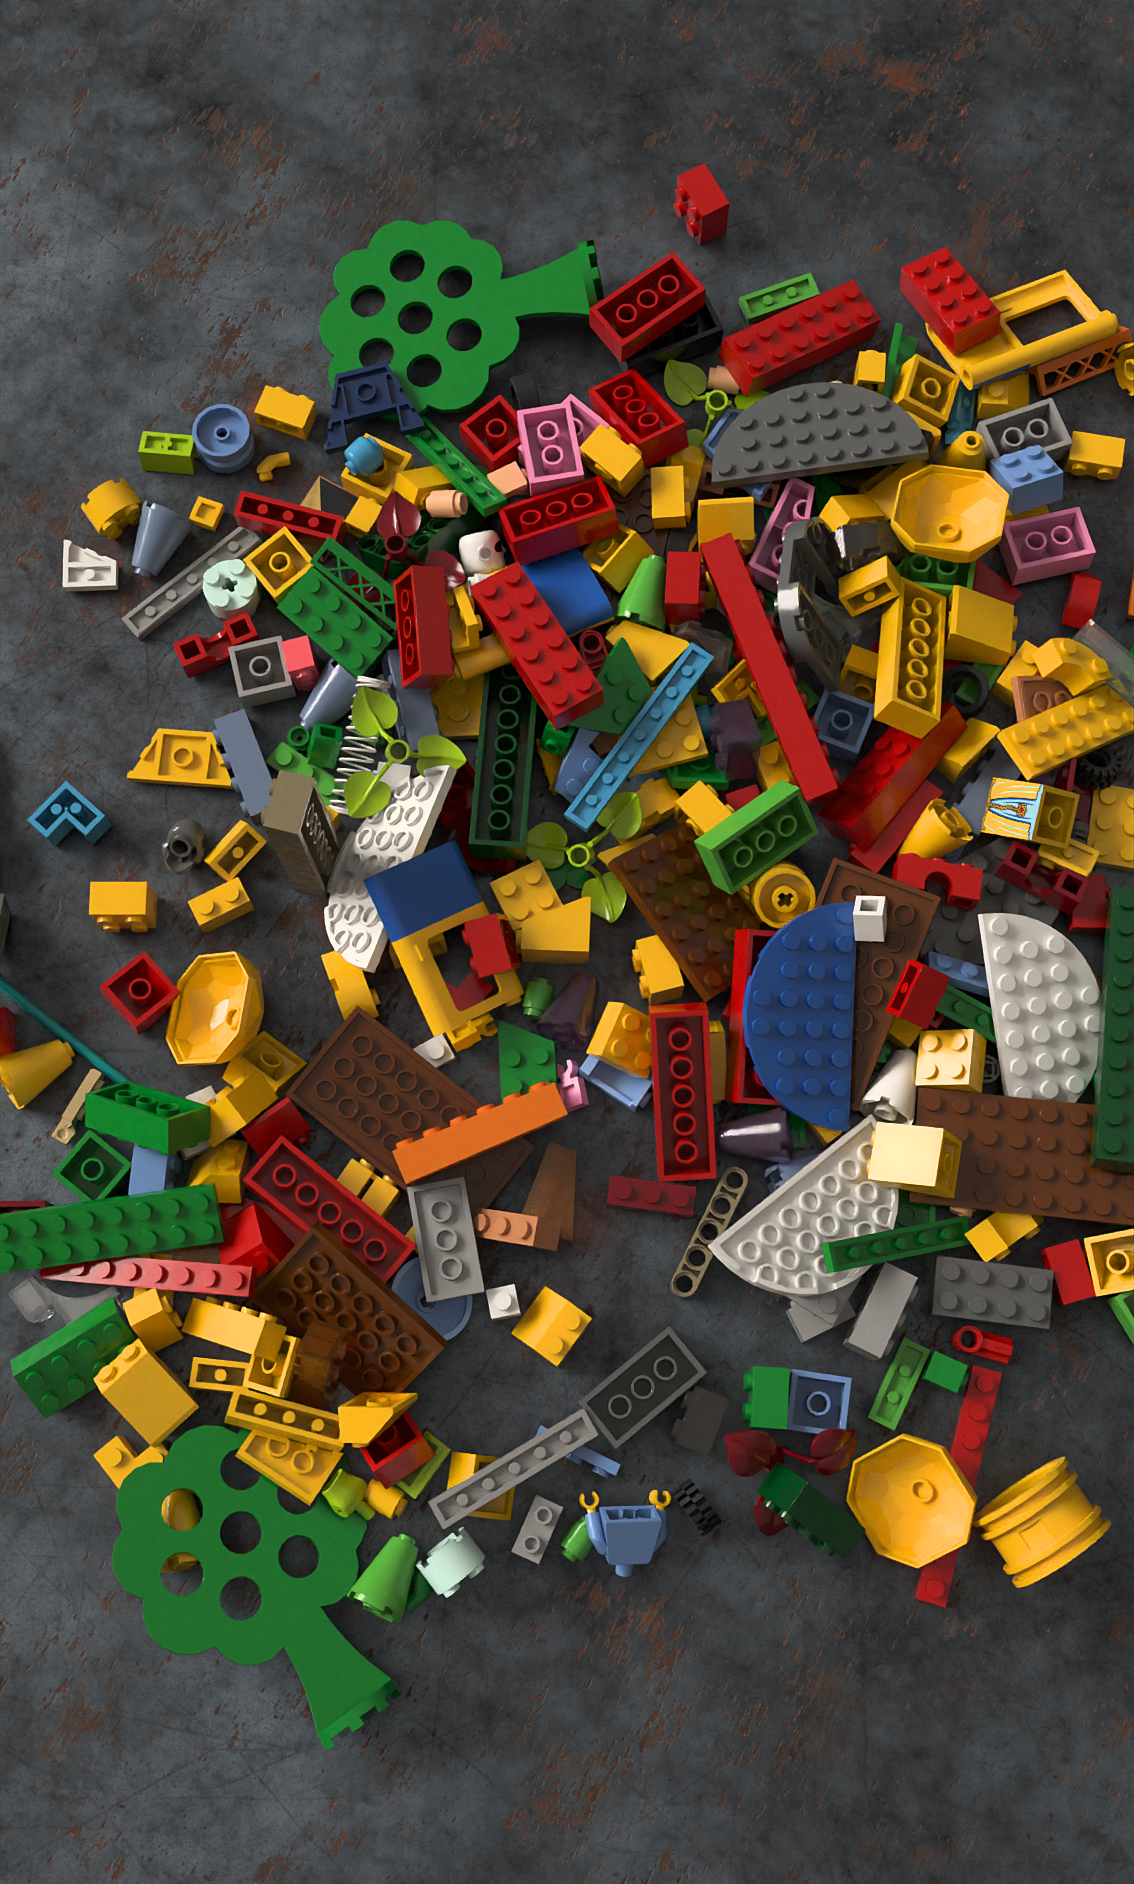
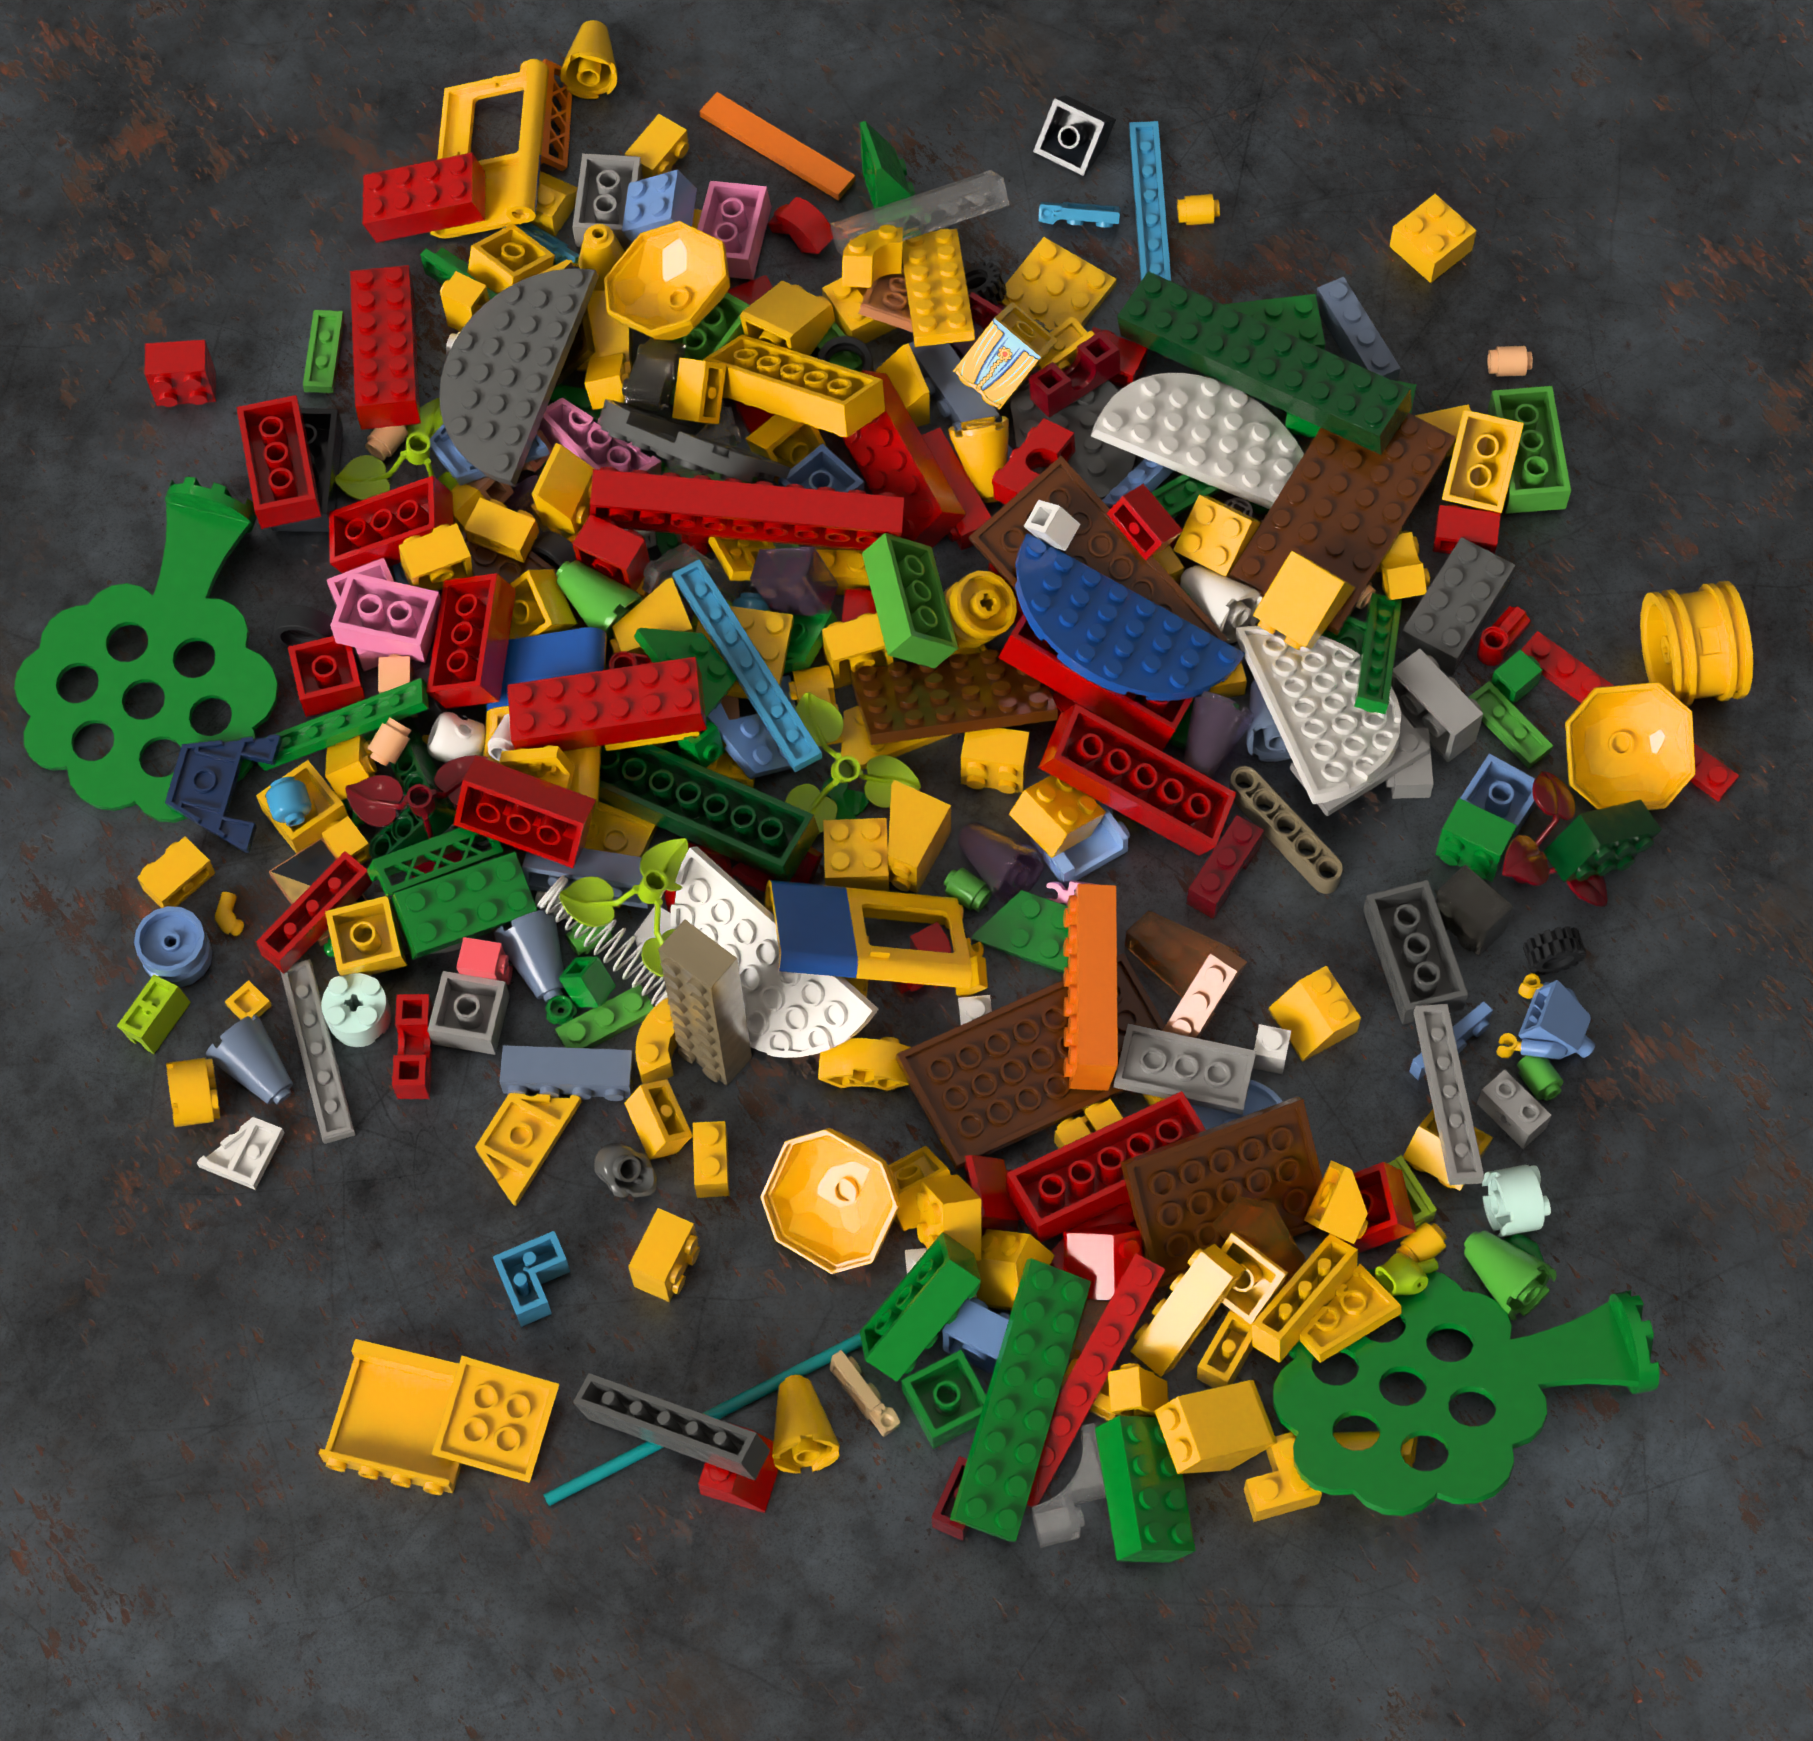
camera: 65 degrees left, 10 degrees down
(140, 993) = (770, 1278): red slope -> none
(491, 945) = (901, 890): red slope -> none

